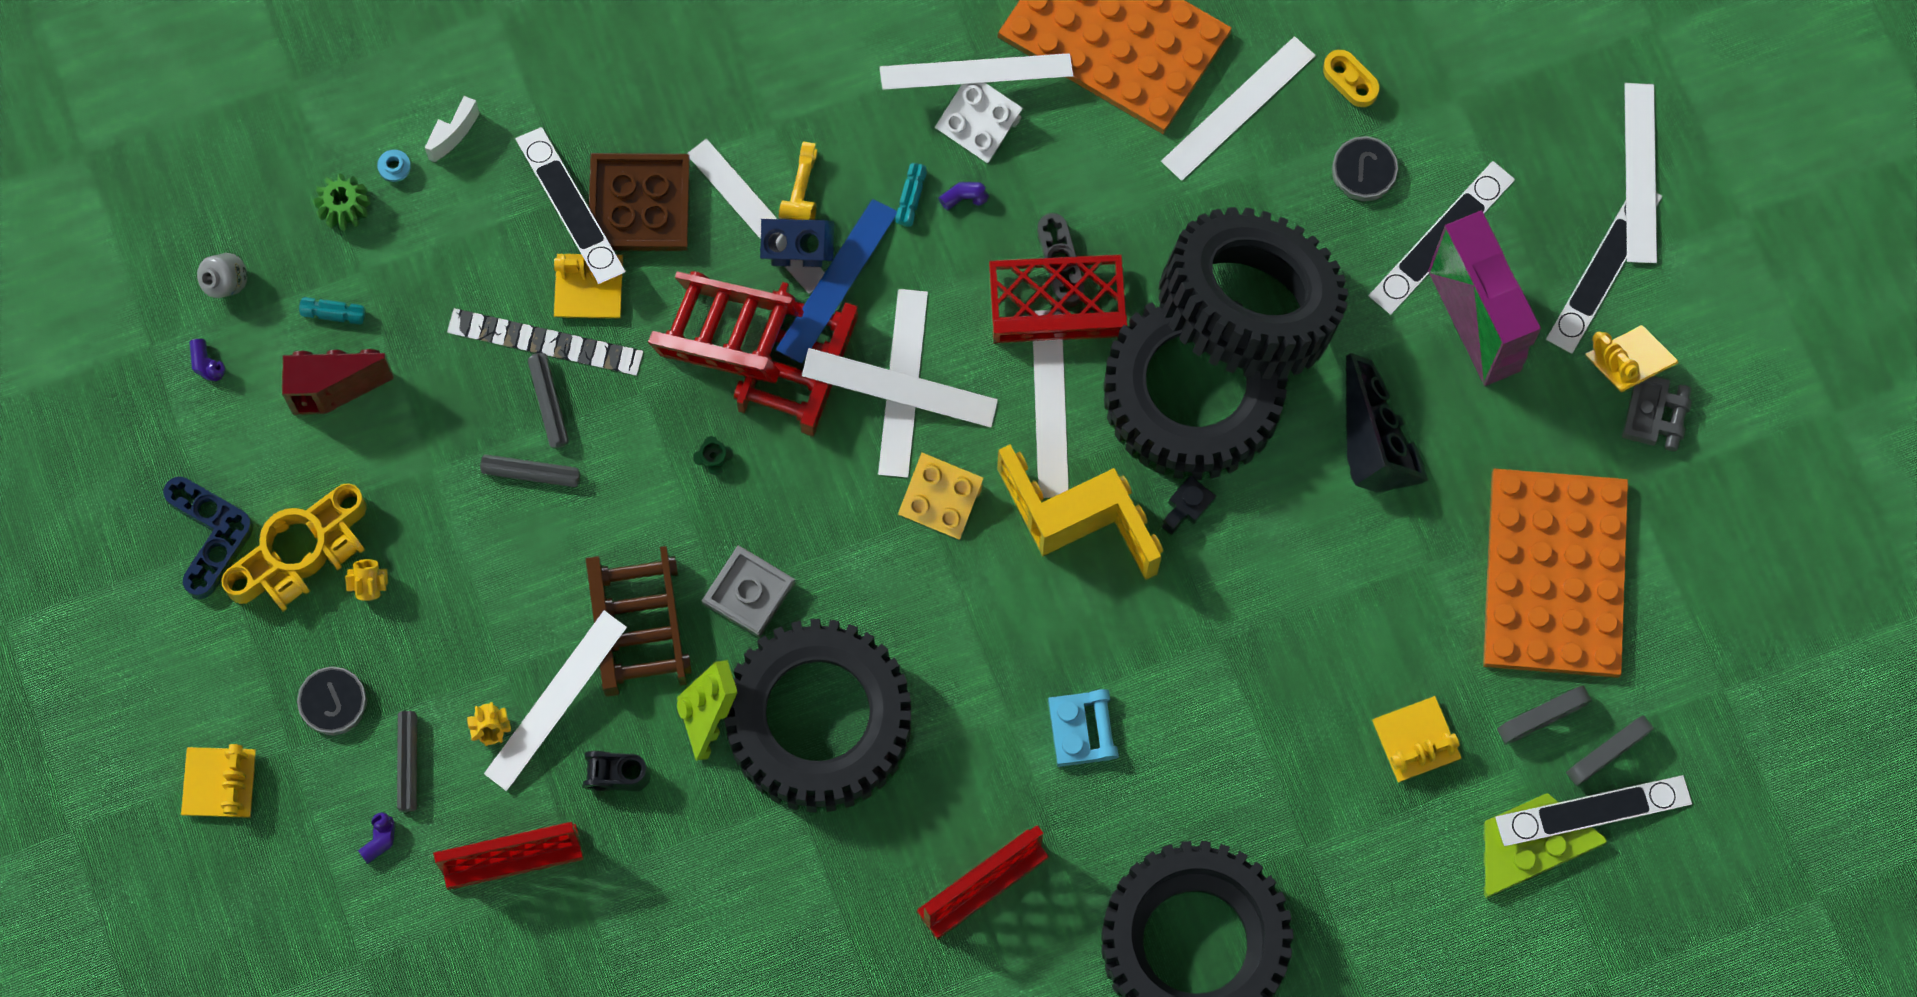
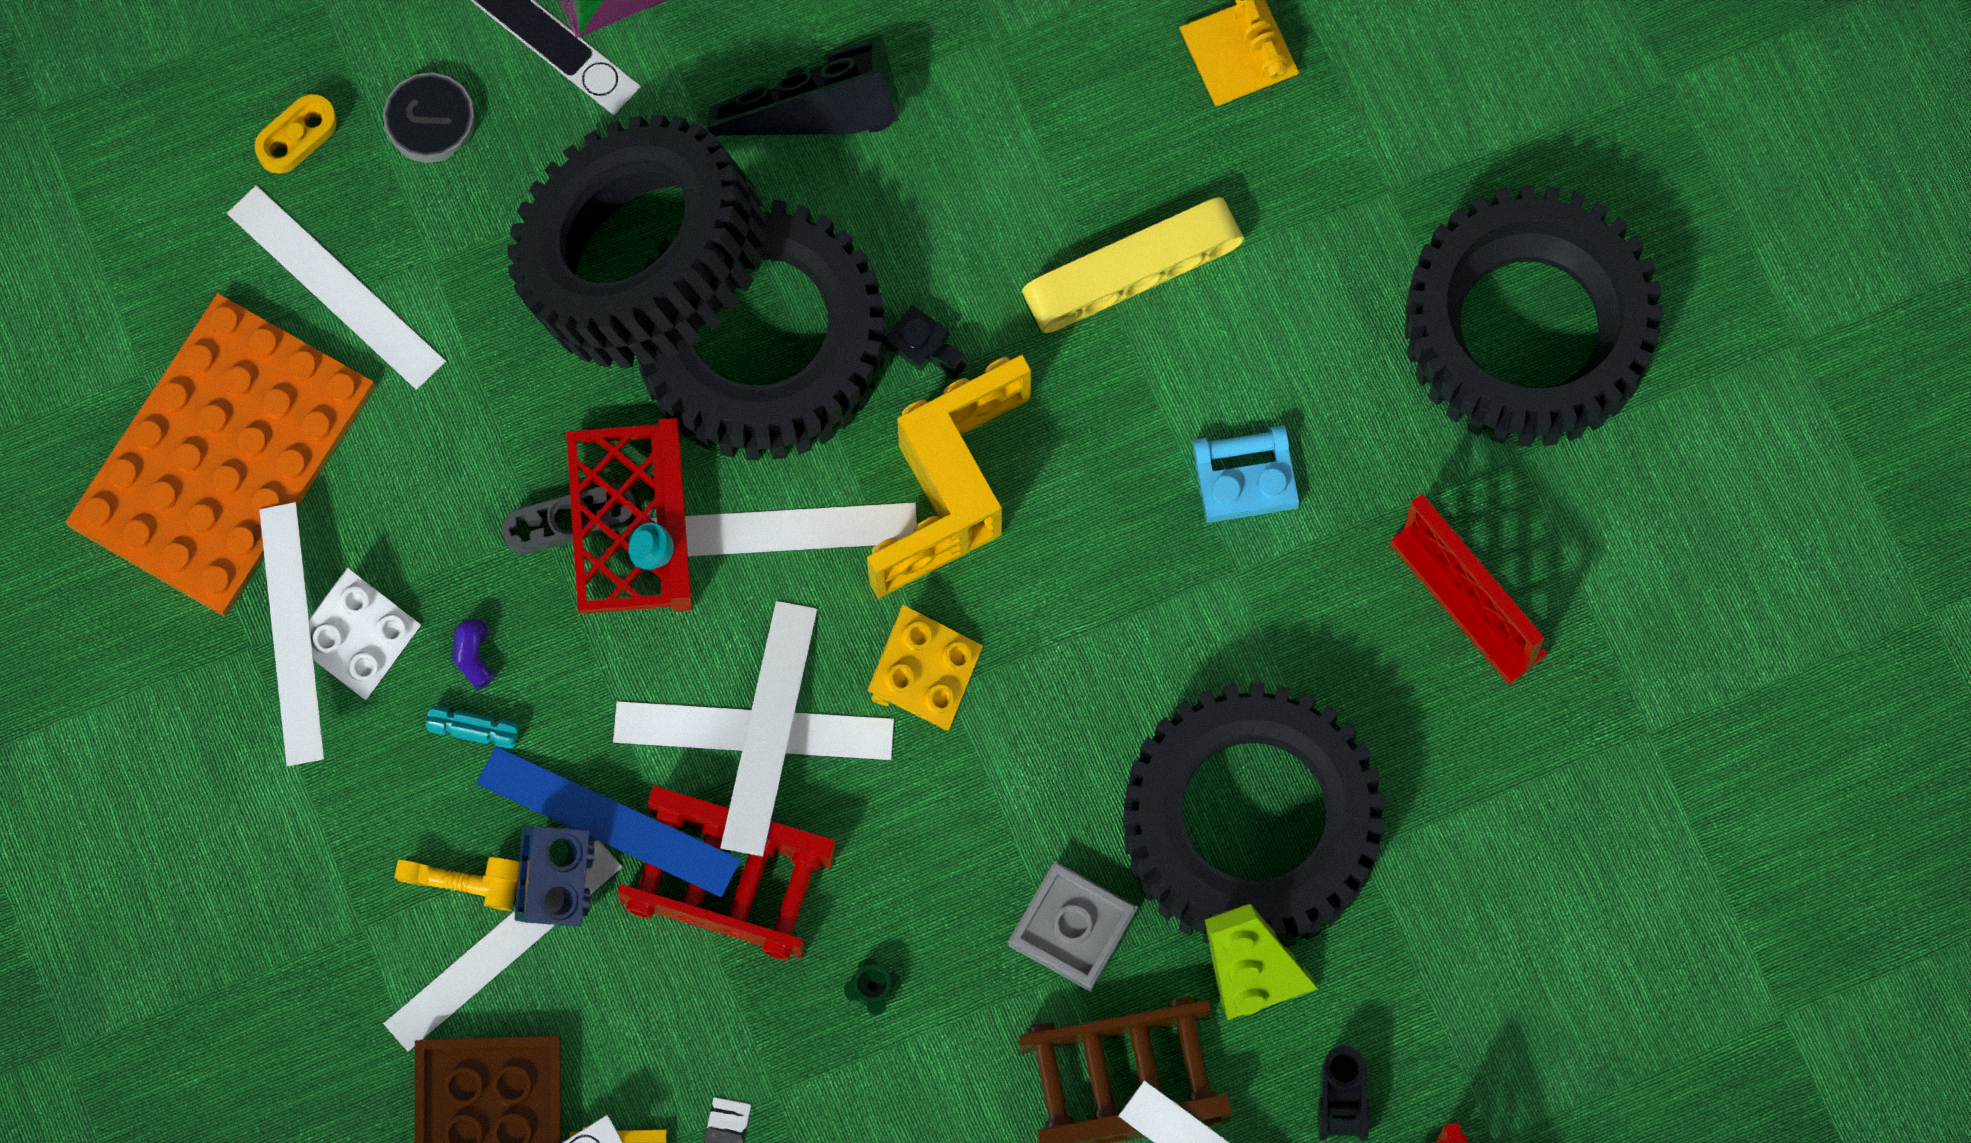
camera: 90 degrees left, 0 degrees up
(730, 356) = (735, 956): red fence -> none
(1030, 306) = (650, 546): none -> teal plate
(1244, 653) = (1132, 265): none -> light yellow beam

